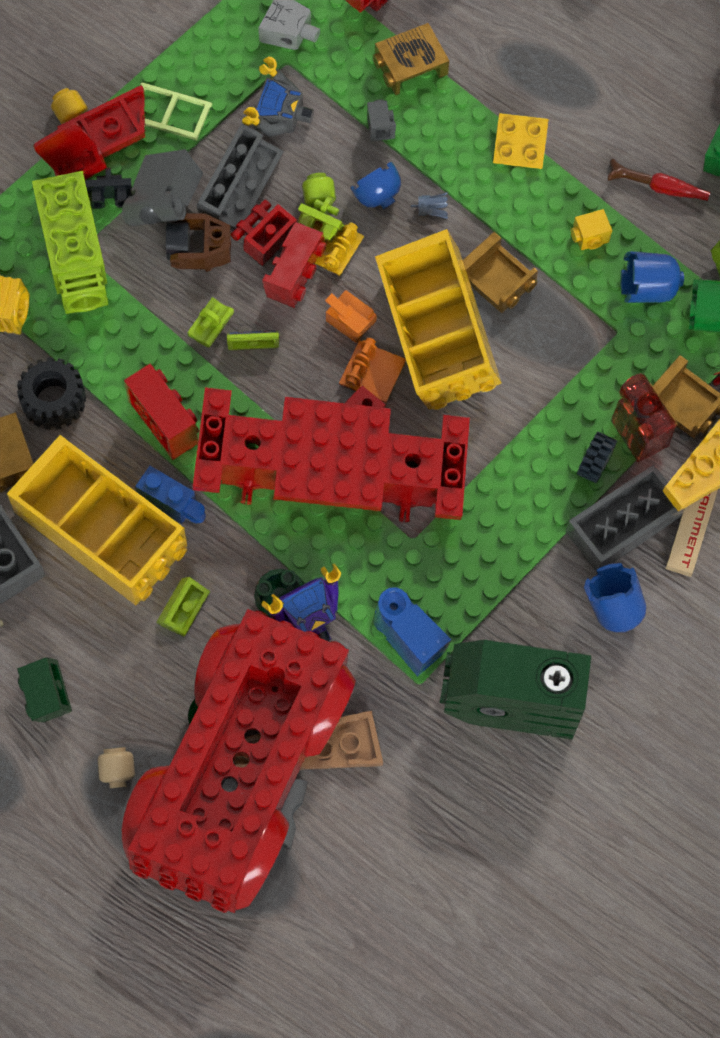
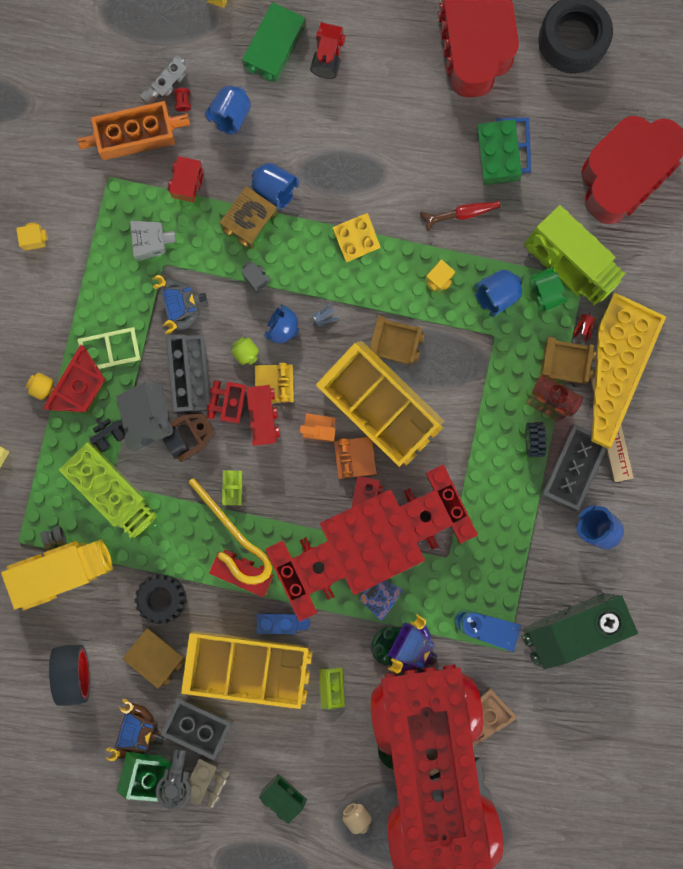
camera: 30 degrees left, 15 degrees up
(71, 151) = (69, 427): red bracket -> none
(155, 377) = (239, 537): none -> yellow piece
(253, 340) = (264, 480): lime slope -> none
(304, 529) = (380, 598): none -> torso
(330, 224) = (250, 373): lime hips -> none
(463, 42) = (274, 184): none -> blue cylinder

